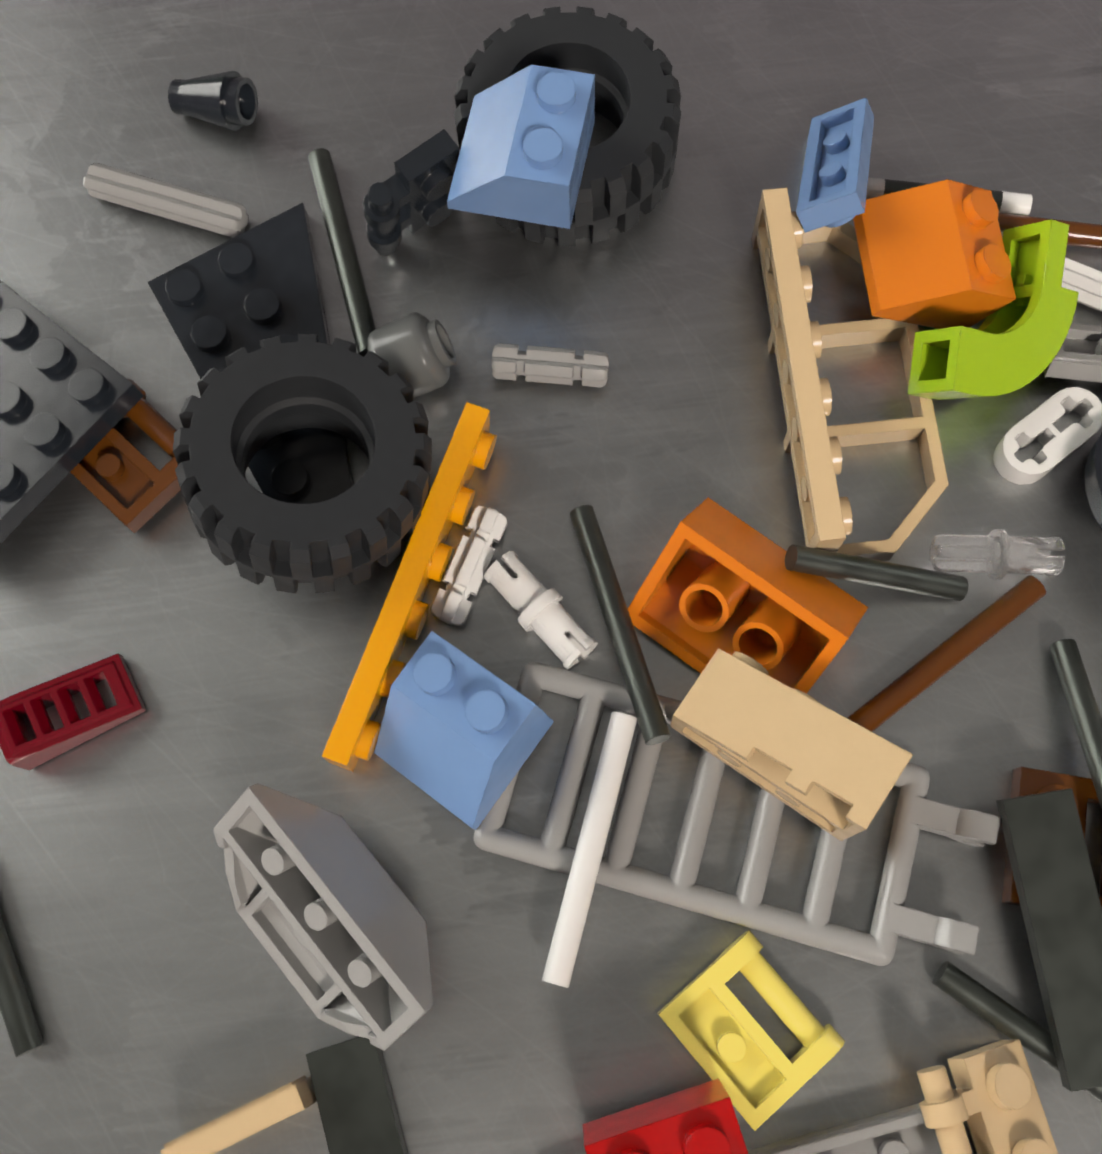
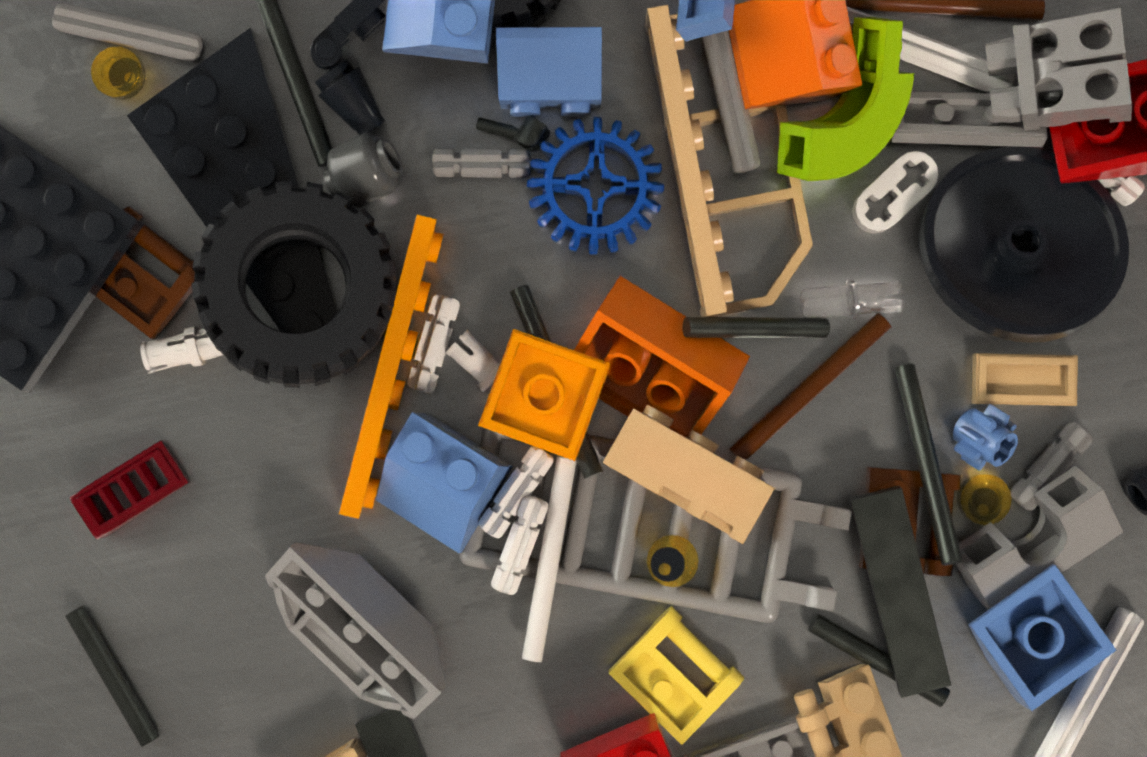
camera: 10 degrees left, 15 degrees up
(148, 242) = (118, 73): none -> clear yellow tile
(172, 545) = (180, 349): none -> white pin
(403, 277) = (350, 97): none -> black cone
(552, 823) = (519, 544): none -> white axle
(554, 753) = (520, 484): none -> white axle
(603, 629) = (544, 394): none -> light orange tile
(611, 337) = (529, 135): none -> pearl dark grey hand
(641, 254) = (549, 70): none -> medium blue slope
(733, 396) = (619, 185): none -> blue gear
(755, 862) = (672, 560): none -> clear yellow tile
(852, 308) = (733, 115): none -> light grey axle

